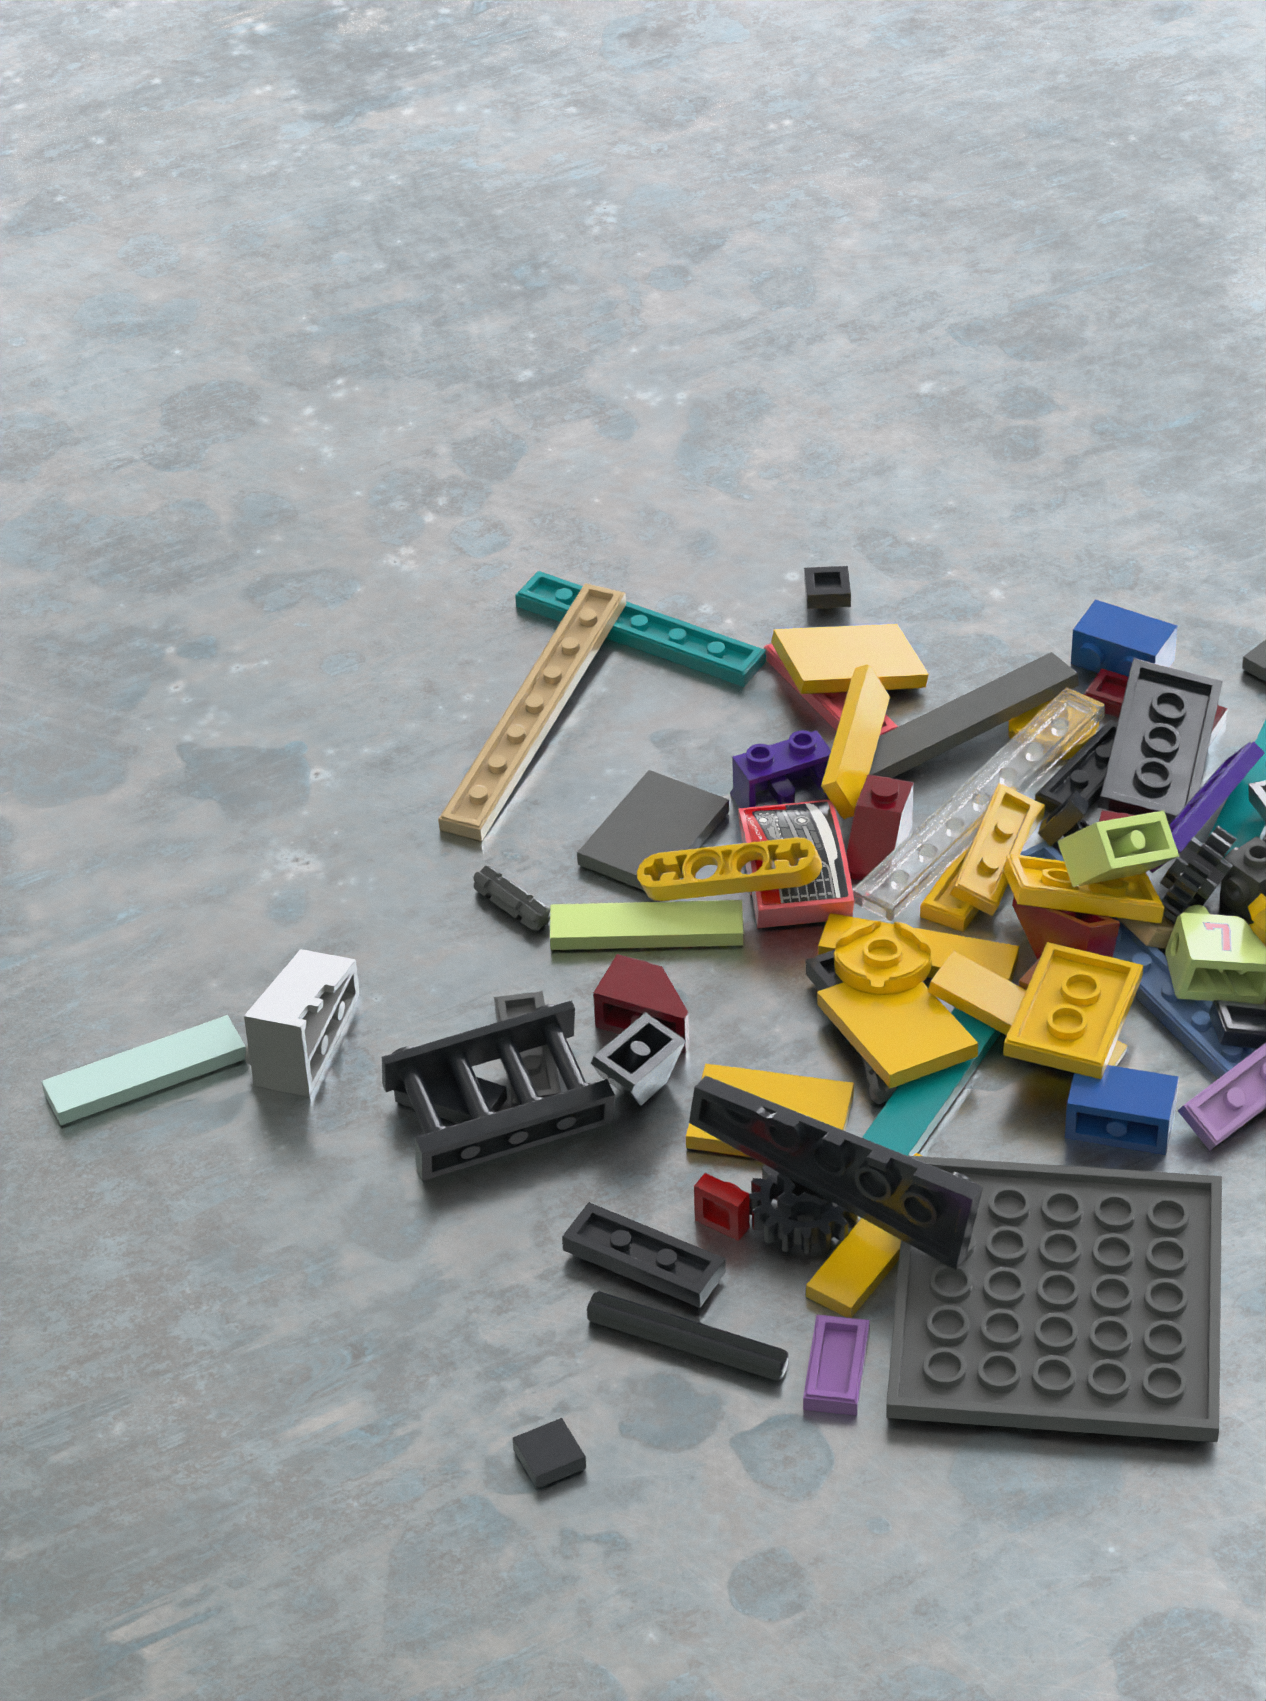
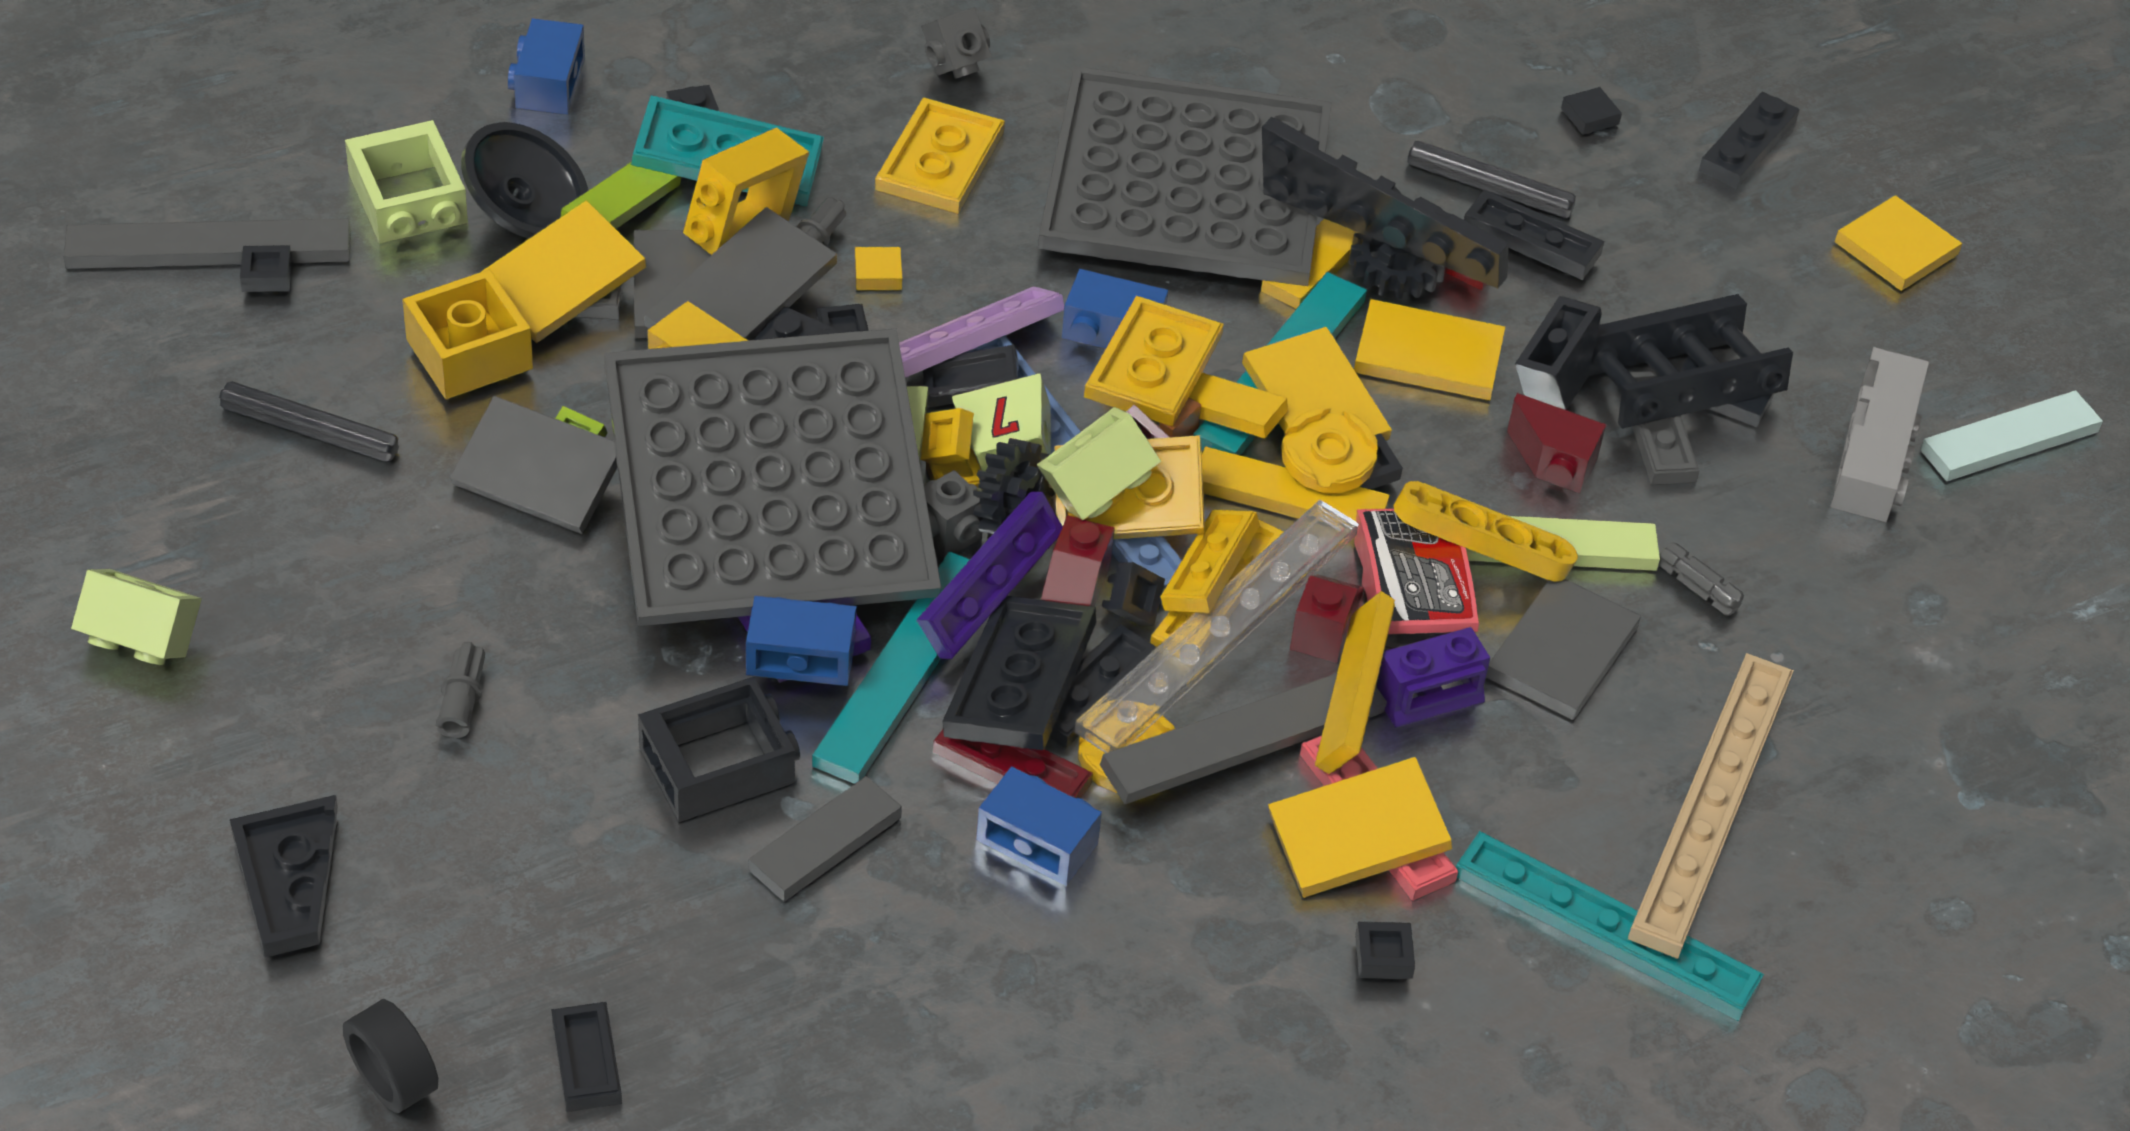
camera: 175 degrees right, 5 degrees up
(201, 1295) = (1898, 242): none -> yellow tile
(350, 1430) = (1749, 140): none -> black plate
(836, 1365) = (1371, 146): medium lavender tile -> none

